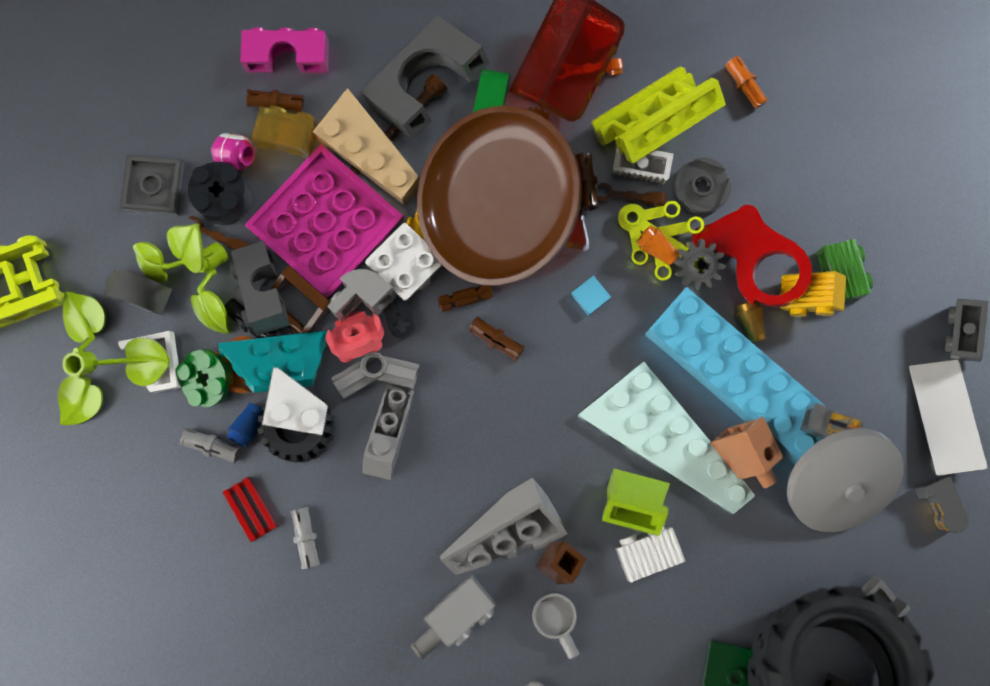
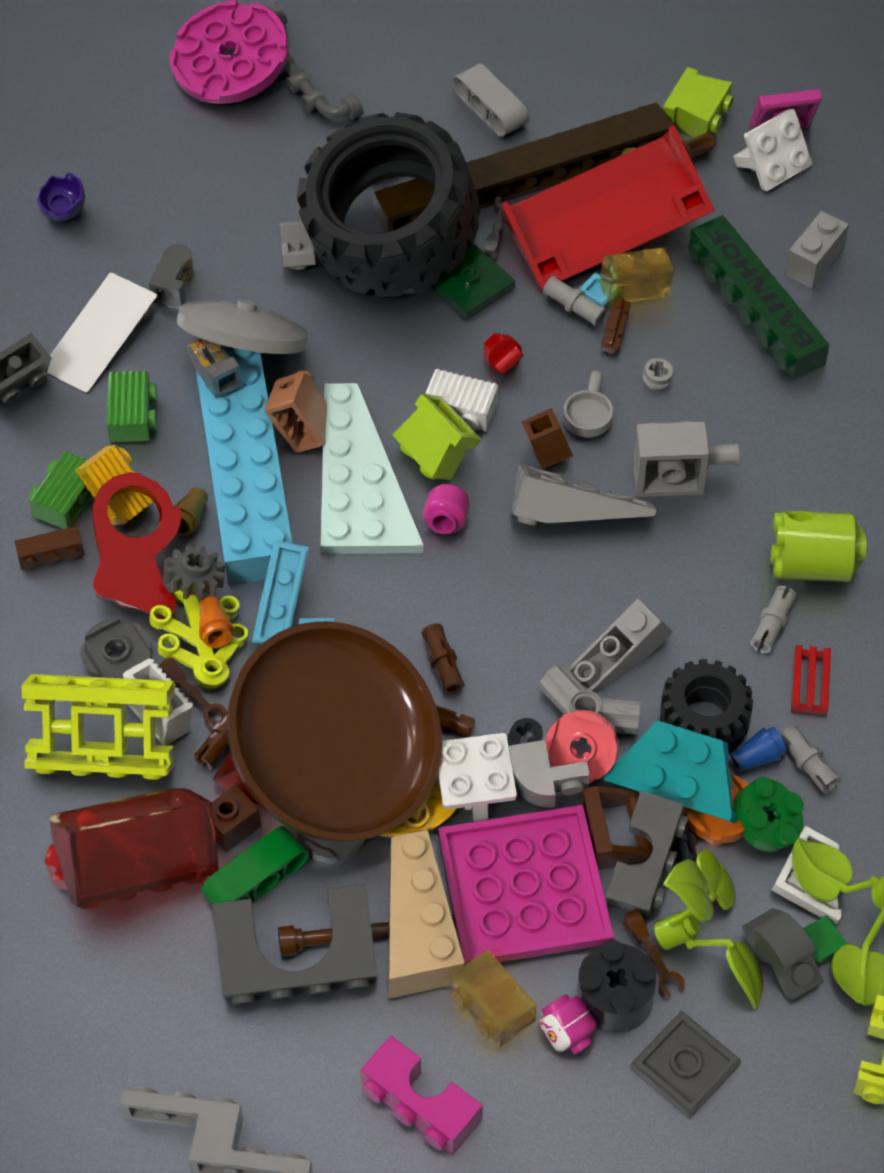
camera: 140 degrees left, 25 degrees down
(122, 321) = (825, 939): none -> green tile
(288, 102) = (476, 1051): reddish brown pin -> none
(293, 406) = (697, 700): white wing -> none
(307, 612) = (817, 546): none -> lime cylinder
(585, 453) = (446, 509): none -> dark pink head
(633, 297) = (280, 590): none -> medium azure tile
(654, 621) = (502, 352): none -> red piece
(814, 225) = (49, 548): none -> reddish brown piece
(865, 370) = (130, 406): none -> bright green brick

